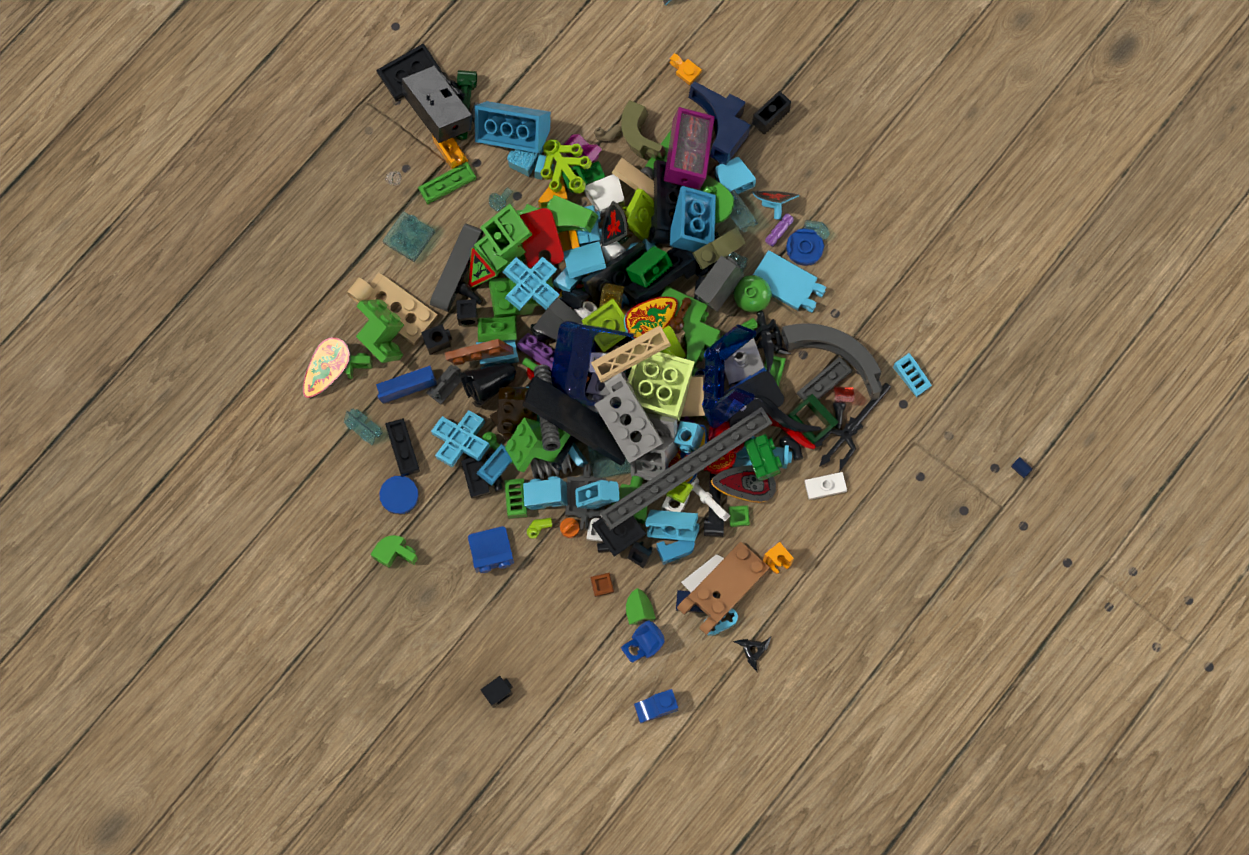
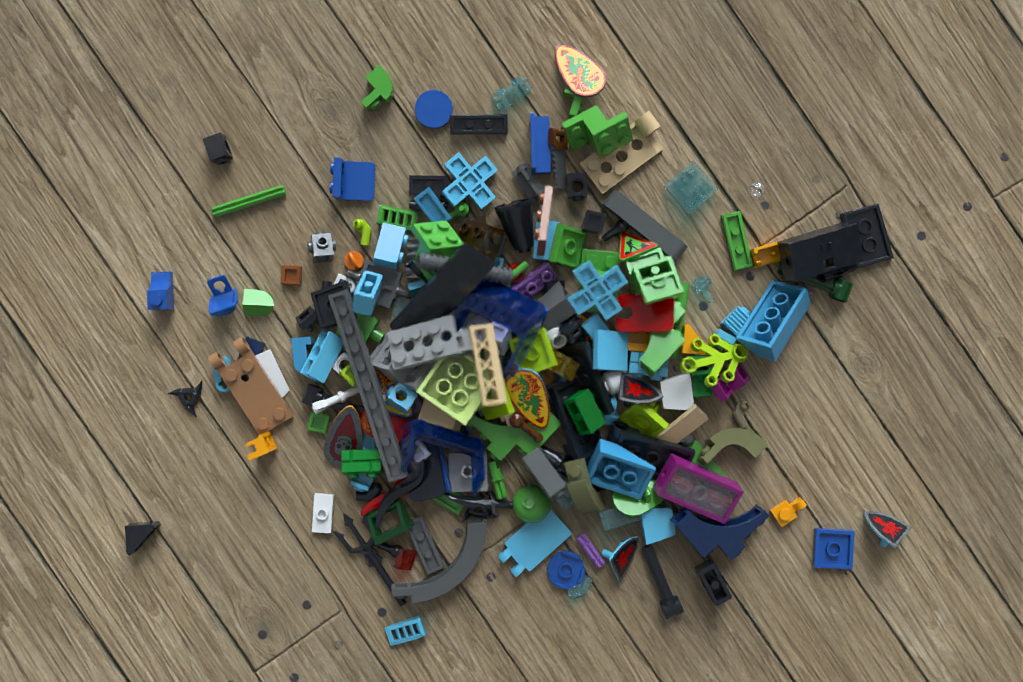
camera: 100 degrees right, 15 degrees up
(402, 367) = (558, 154): none -> piece
(540, 647) = (248, 201): none -> bright green axle
(565, 559) = (321, 247): none -> brick
(707, 21) = (833, 548): none -> blue tile
(805, 145) = (670, 603): none -> black axle
(904, 655) = (137, 534): none -> black slope

